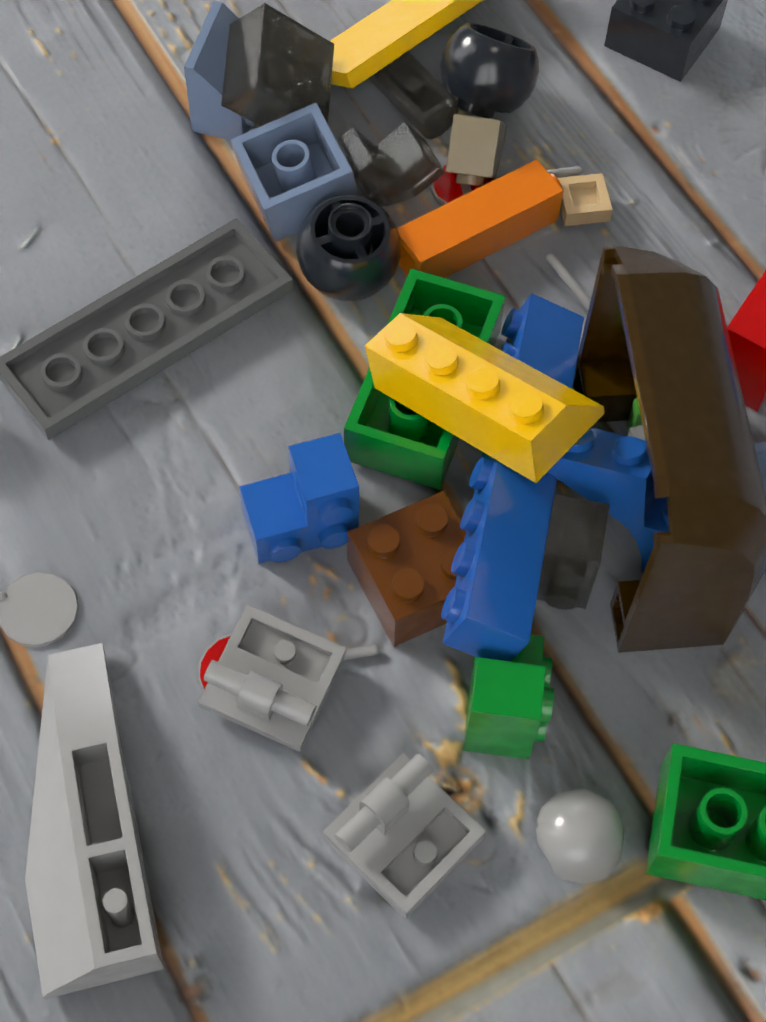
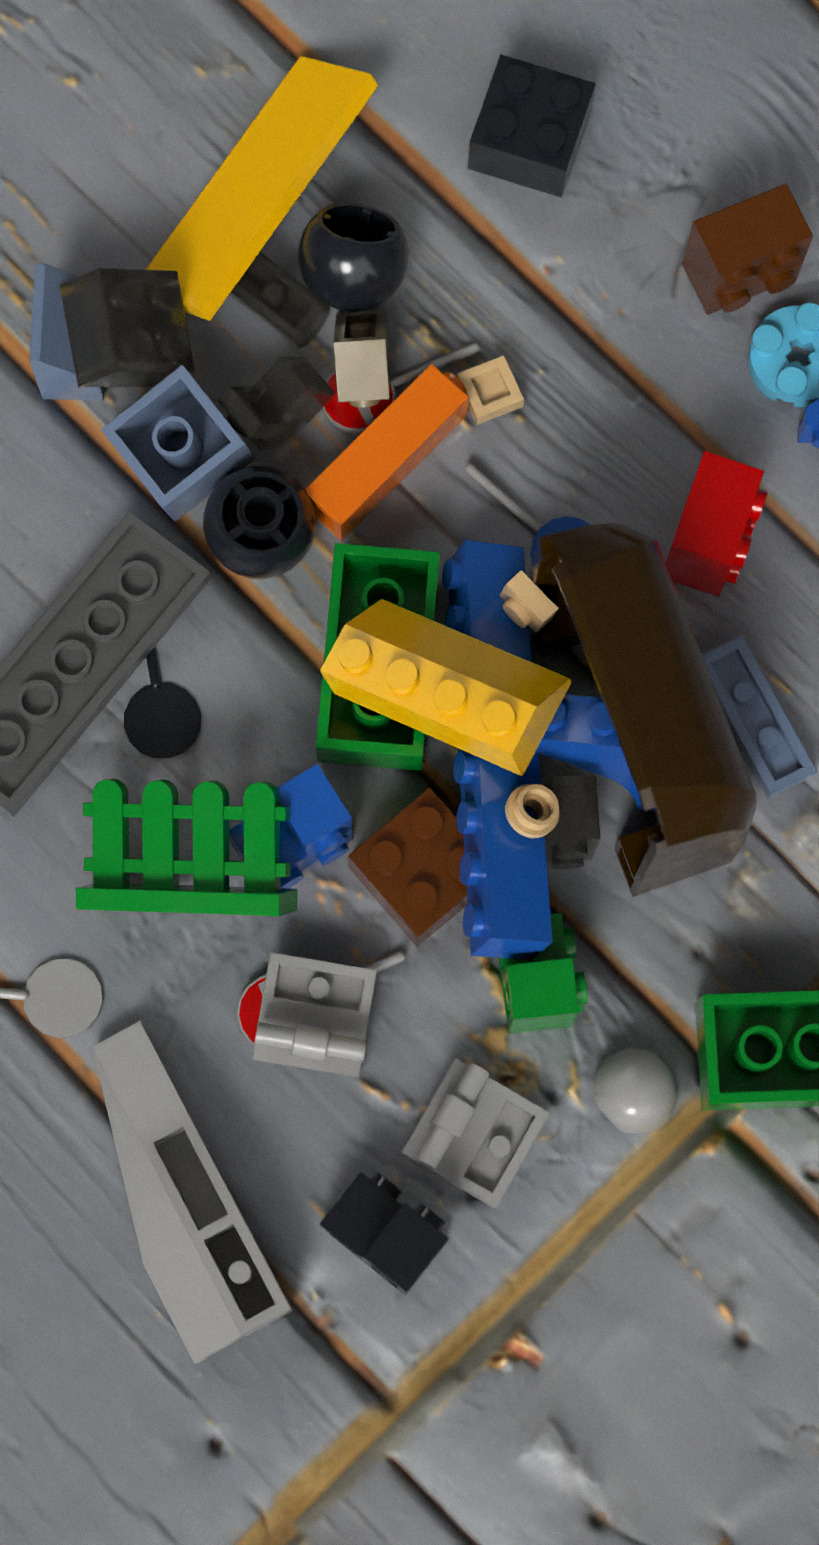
camera: 15 degrees left, 15 degrees up
(212, 393) = (161, 717): none -> black piece
(213, 504) = (210, 861): none -> green fence
(285, 908) = (385, 1233): none -> black brick
(539, 516) = (542, 801): none -> tan plate
(578, 348) = (527, 603): none -> tan plate

